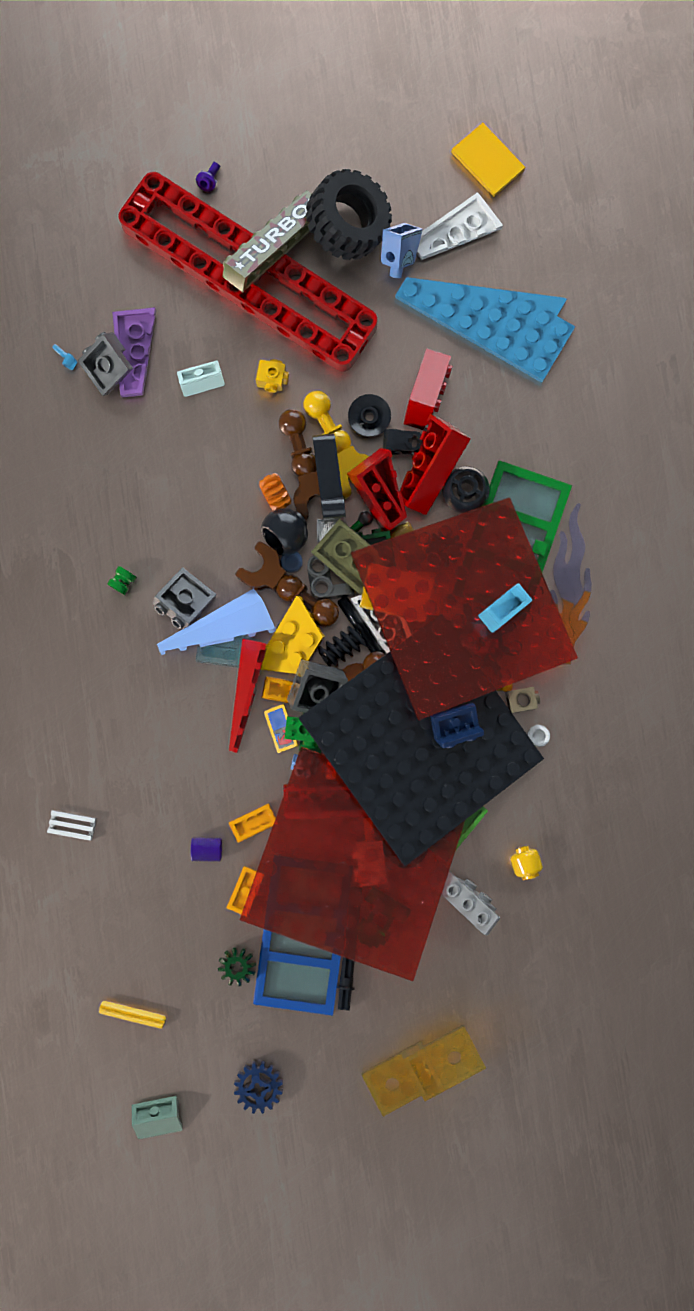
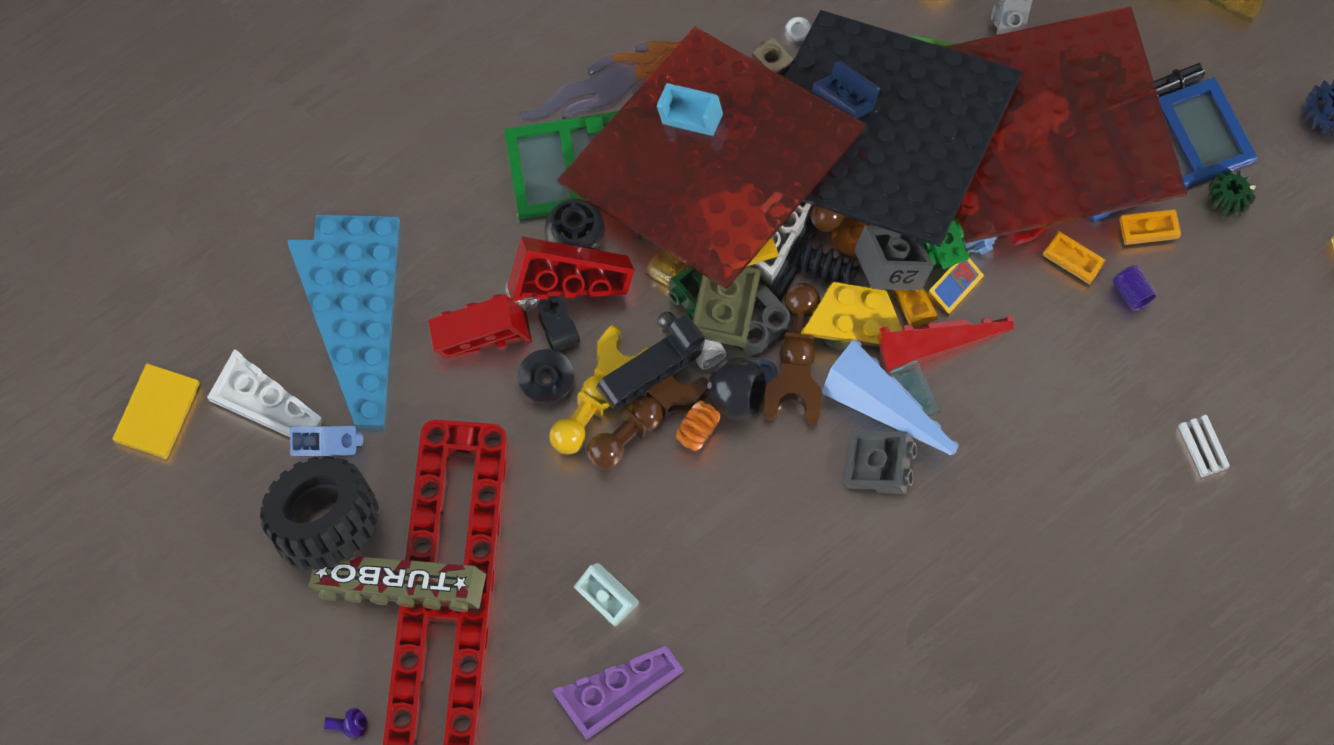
camera: 120 degrees left, 15 degrees down
(105, 362) = (655, 703): dark grey plate -> none
(123, 575) = (901, 543): green wheel -> none
(272, 375) = (560, 506): yellow brick -> none
(379, 488) = (628, 312): red wedge -> none

